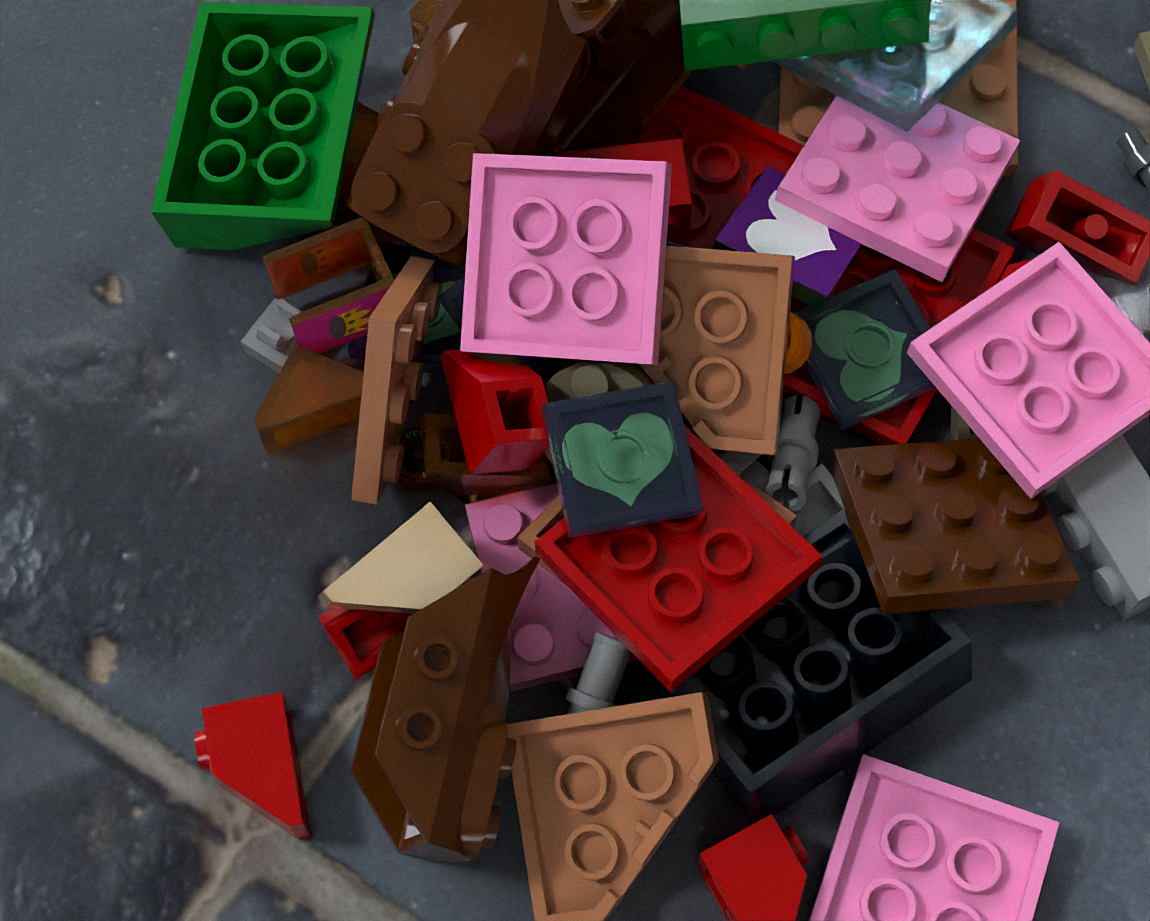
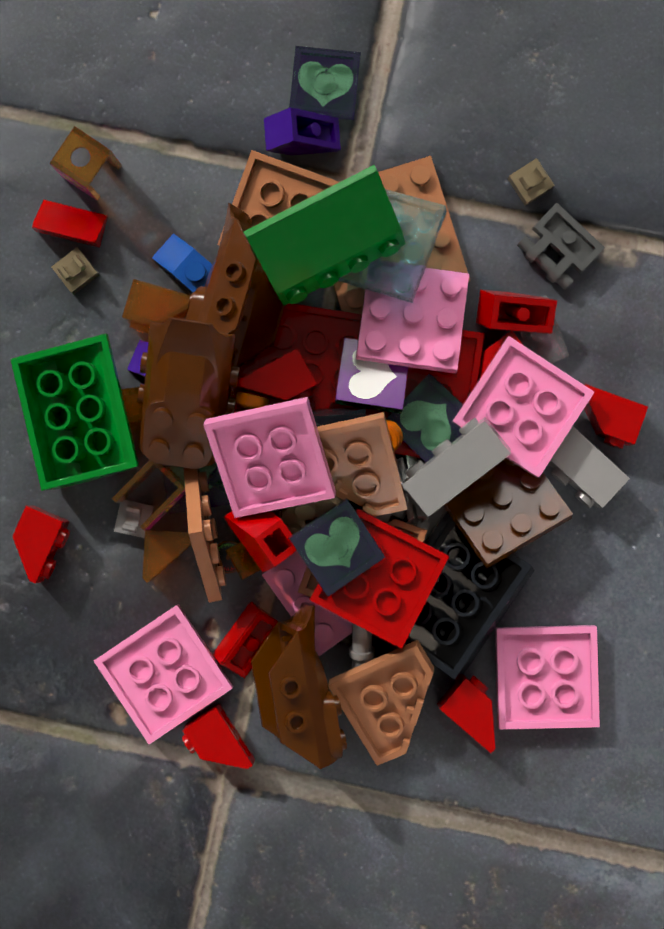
camera: 20 degrees left, 20 degrees up
(107, 308) = (37, 541): none -> red slope
(213, 610) = (163, 674): none -> bright pink plate
(407, 568) = (251, 638): tan slope -> none
(891, 407) = (455, 465): none -> light grey brick

